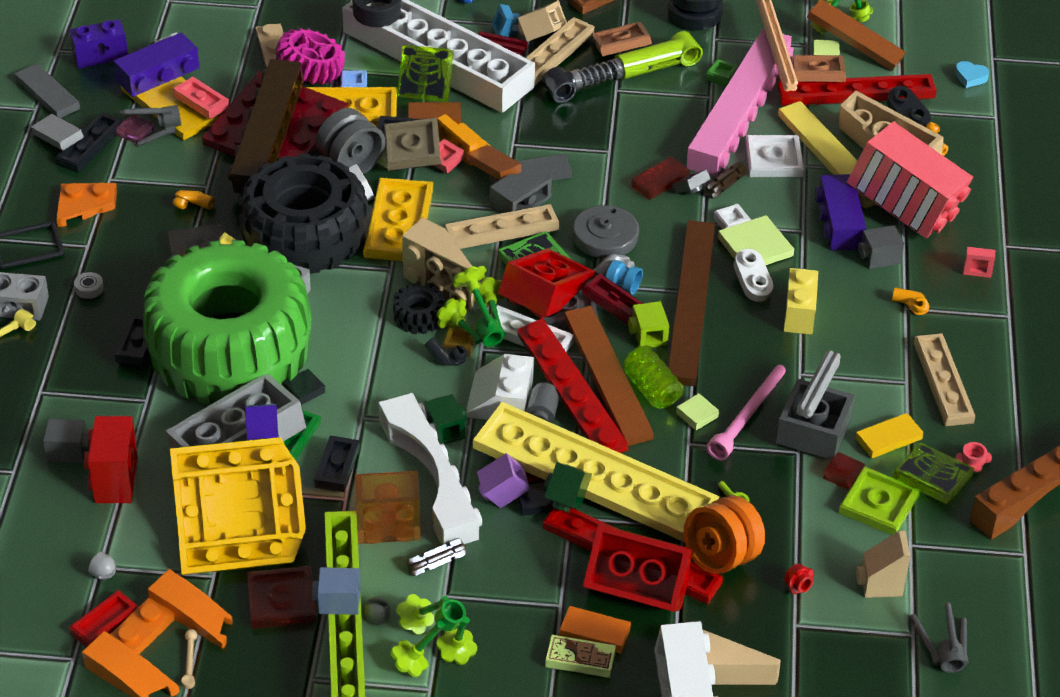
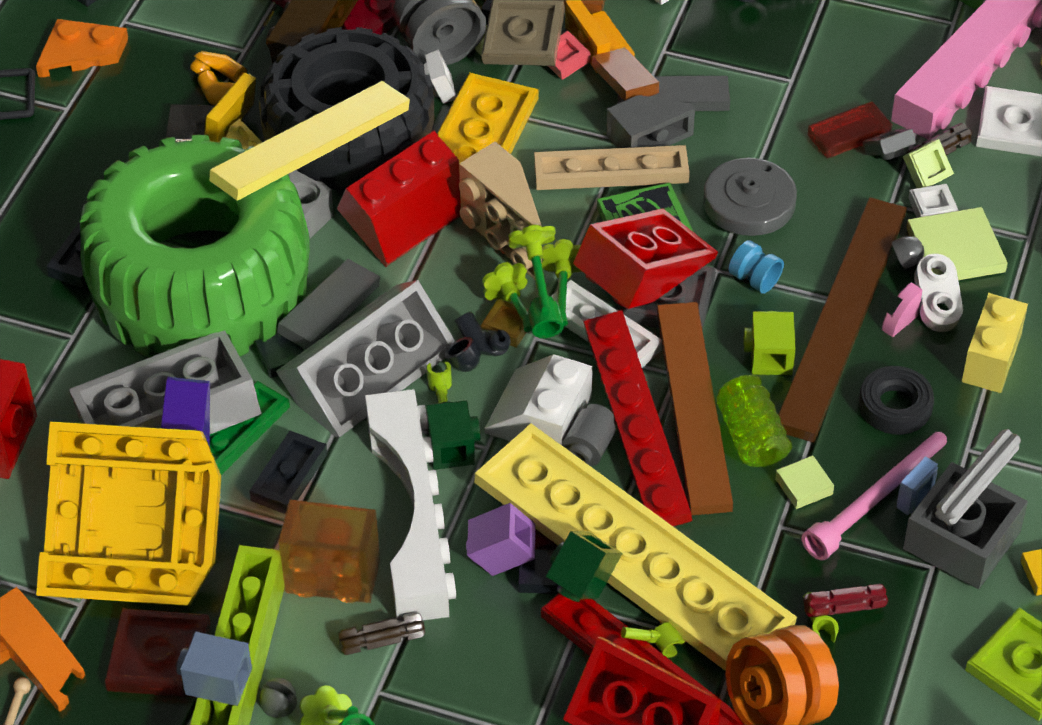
camera: 15 degrees right, 5 degrees up
(88, 285) = (48, 164): light grey tile -> none
(200, 217) = (212, 88): none -> light orange arm
(217, 222) = (230, 107): none -> yellow tile
(295, 233) = (308, 140): none -> light yellow tile
(329, 348) = (328, 304): none -> dark grey tile
(364, 268) = (405, 199): none -> red slope
(373, 372) = (368, 354): none -> light grey slope
(413, 297) = (457, 250): black tyre -> none
(424, 387) = (440, 382): none -> lime hand
(436, 366) = (463, 354): none -> black hinge
(603, 267) = (727, 251): light grey arm -> none
(610, 297) = (727, 297): dark red tile -> none
(632, 524) = (663, 636): none -> lime hand
(722, 192) = (928, 164): none -> yellowish green tile
(725, 250) = (909, 251): none -> dark grey hinge
(735, 290) = (905, 312): none -> bright pink tile
(742, 362) = (892, 420): none -> black tyre
(748, 481) = (845, 600): none -> dark red axle
(775, 401) = (916, 485): none -> light blue tile
(843, 470) = (988, 607): clear red plate -> none

